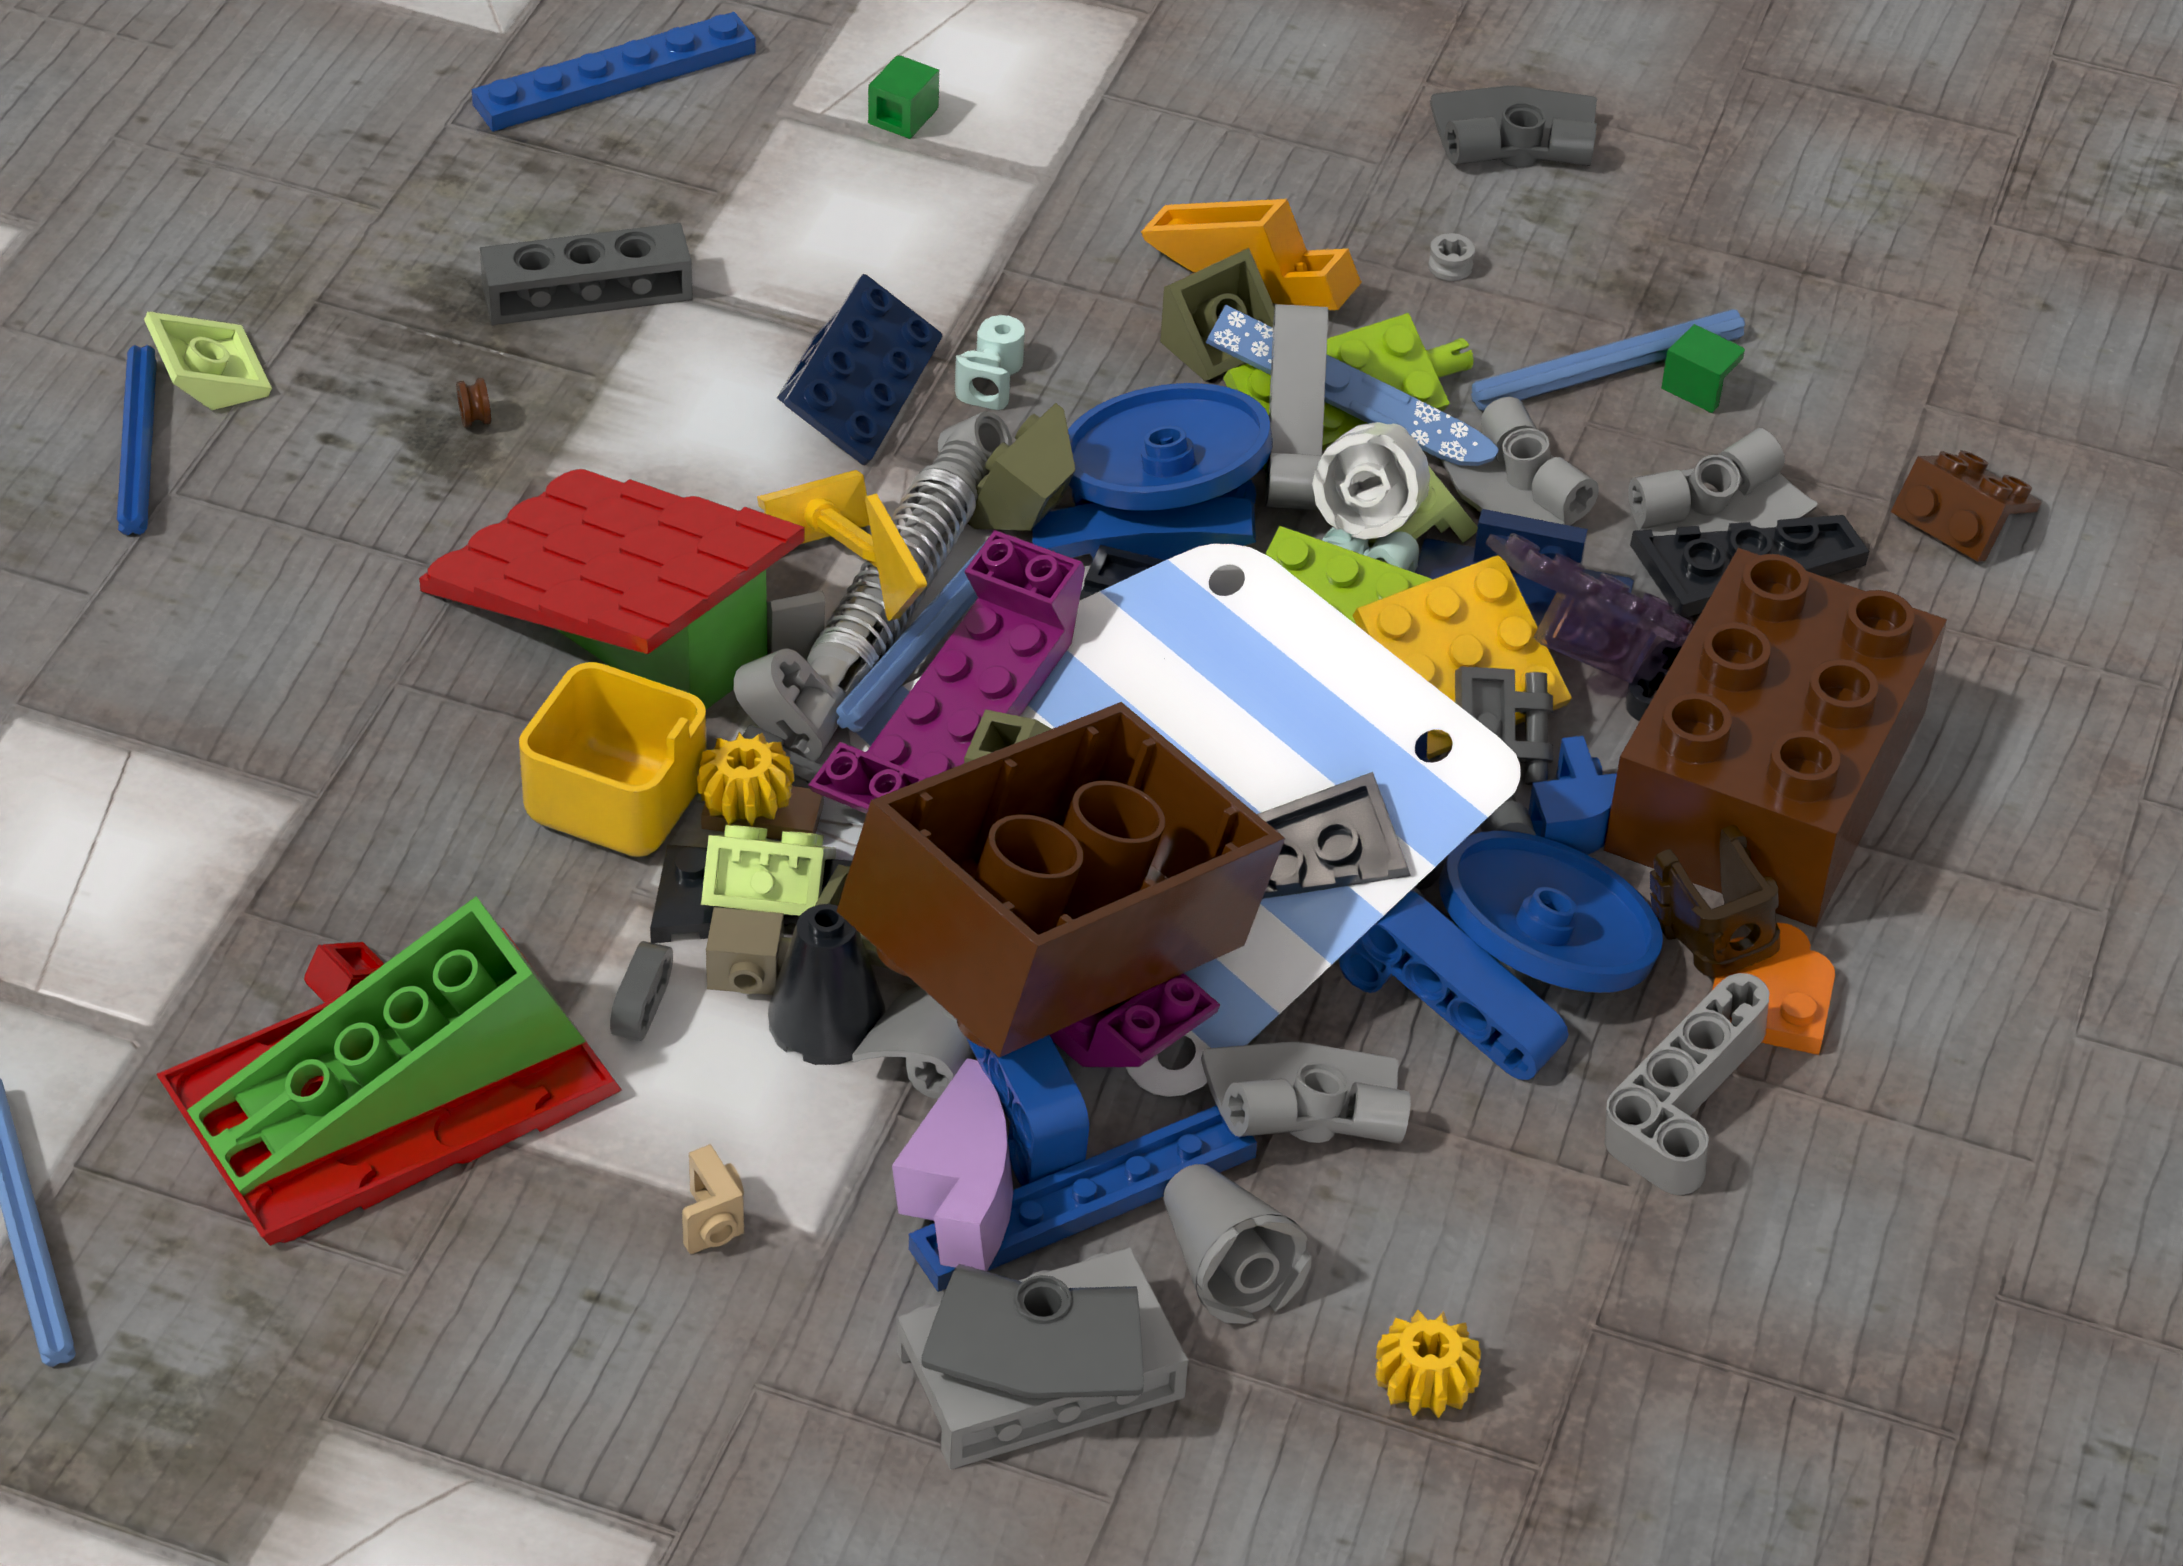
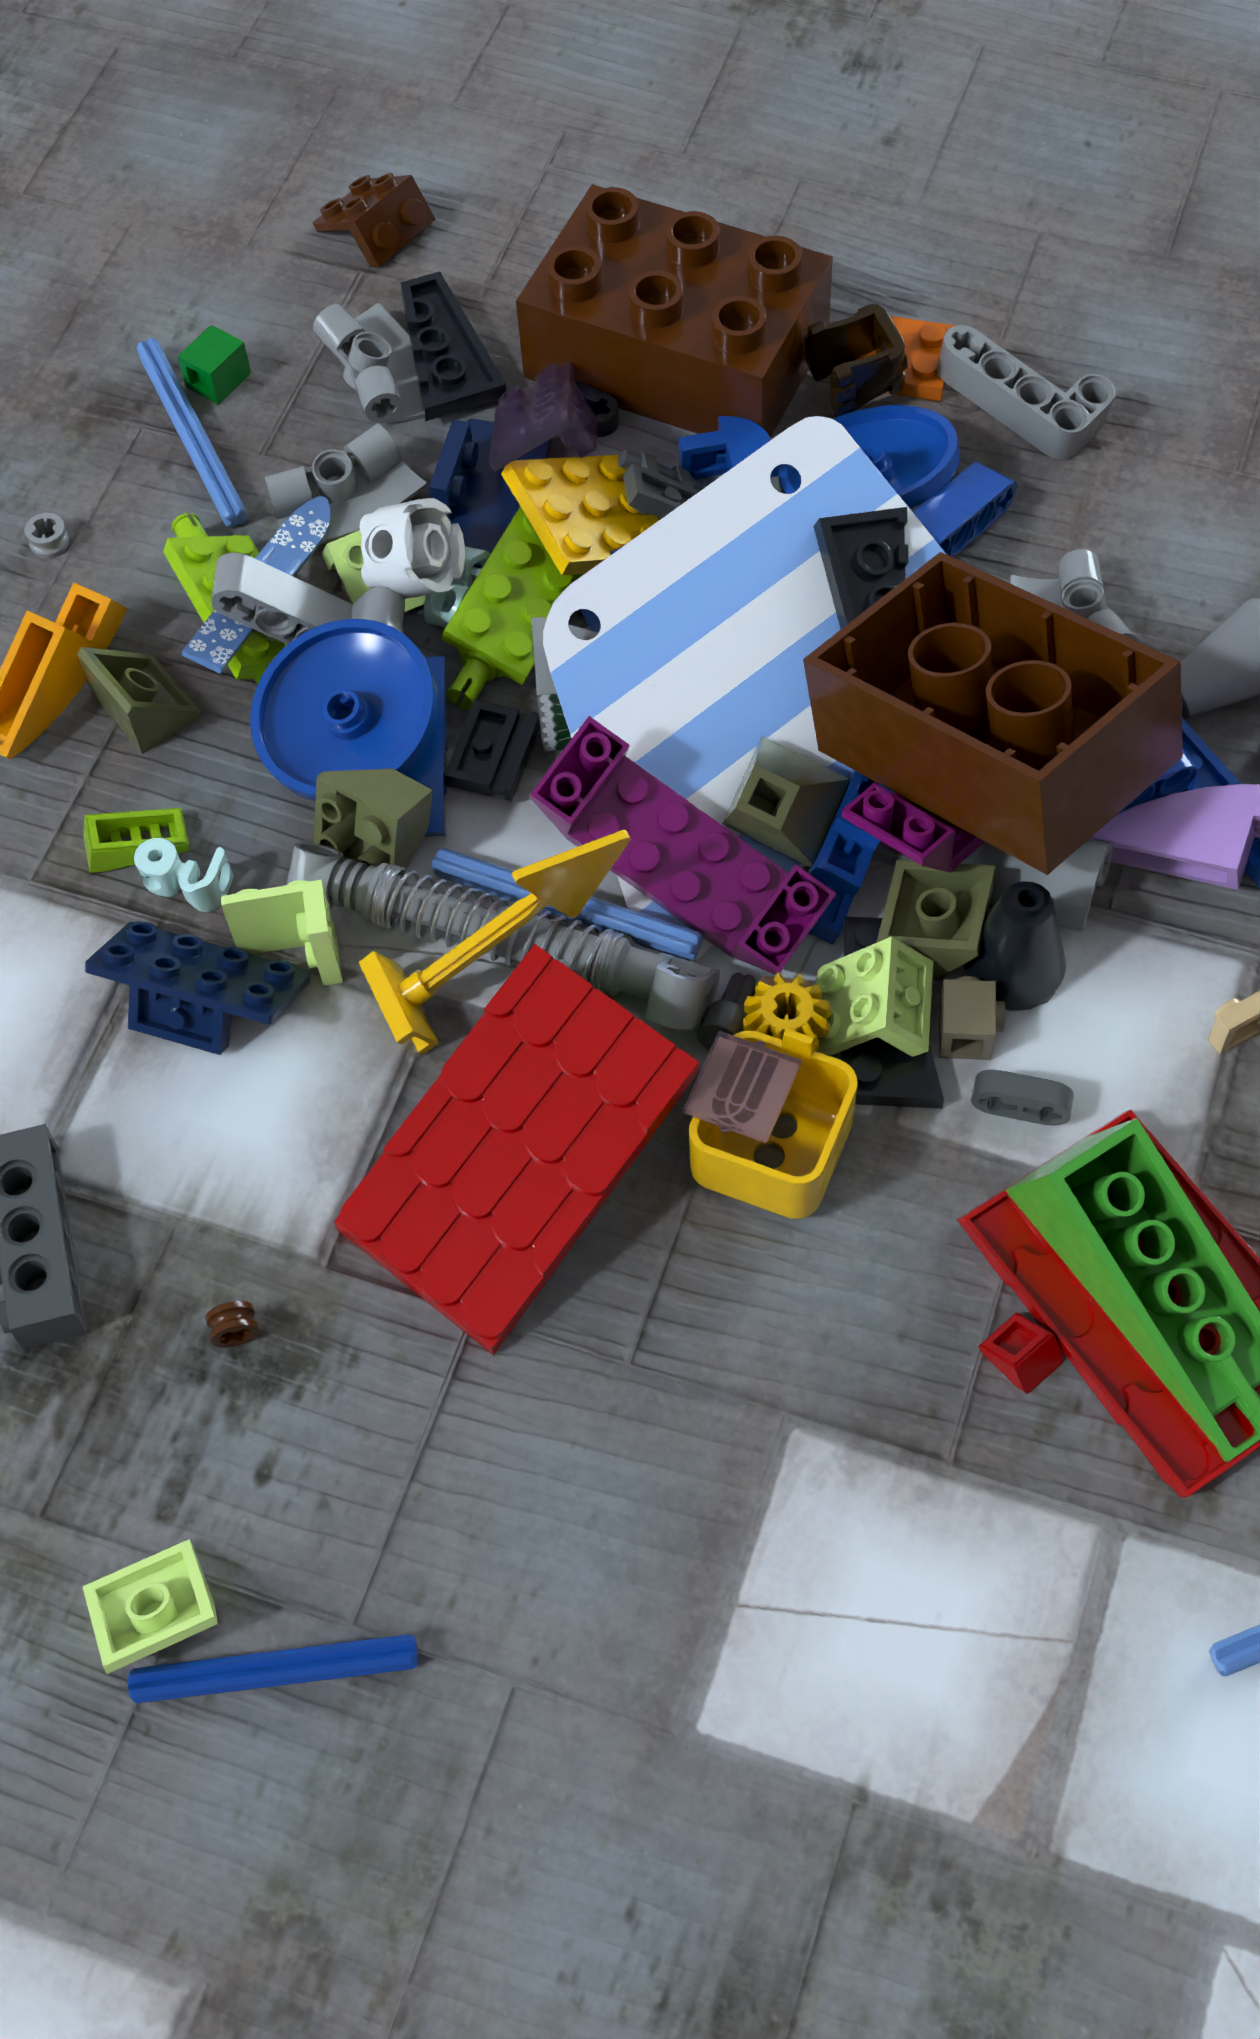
camera: 85 degrees left, 15 degrees up
(635, 699) = (742, 1086): none -> piece
(892, 425) = (284, 920): none -> yellowish green bracket
(1042, 299) = (113, 826): none -> lime slope

